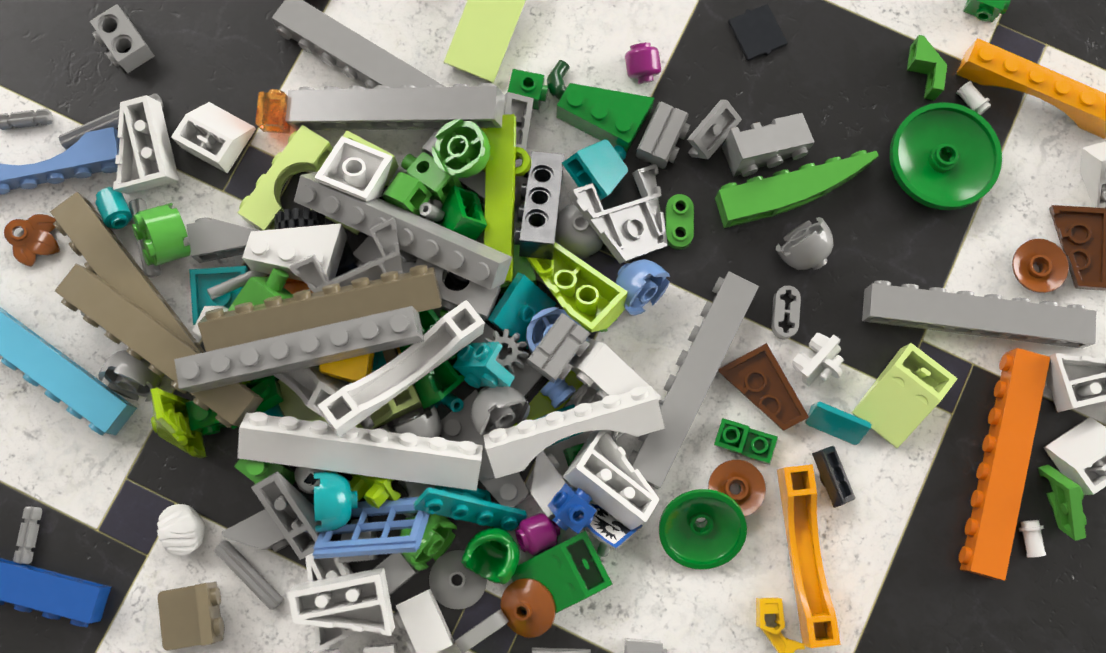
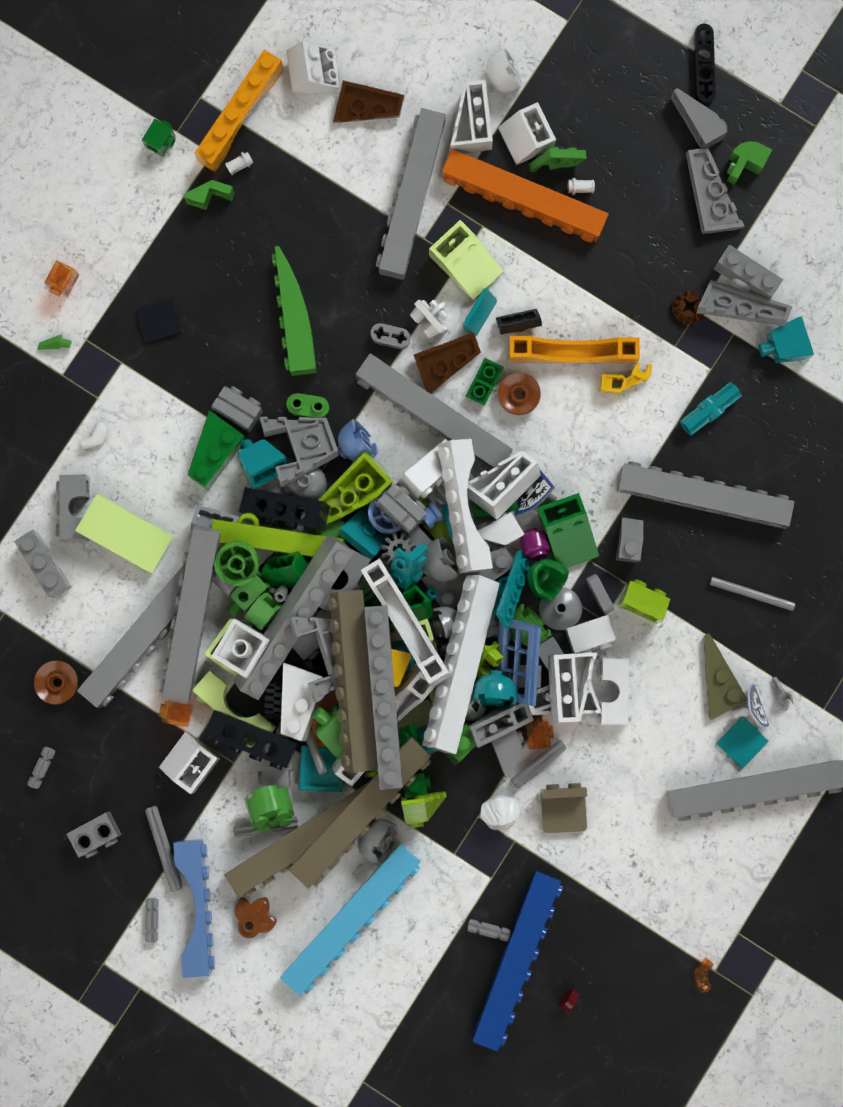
camera: 80 degrees left, 5 degrees up
(113, 208) = (239, 849): teal brick -> none
(144, 147) = (194, 819): white wedge -> none
(249, 213) = (220, 721): none -> black brick
(284, 570) = (538, 734): none -> clear orange brick
(529, 85) = (183, 509): green brick -> none
(537, 602) = (583, 550): dark orange dish -> none
(555, 79) = (179, 487): dark green arm -> none
(572, 508) = (521, 514): blue brick -> none
(642, 62) = (174, 415): magenta head -> none
(706, 542) = (555, 420): green dish -> none
(713, 130) = (241, 368): light grey panel -> none
(767, 144) = (257, 328): light grey wedge -> none
(807, 245) = (341, 312): light grey cylinder -> none
(945, 156) = (285, 194): green dish -> none
(1051, 263) = (376, 131): dark orange dish -> none

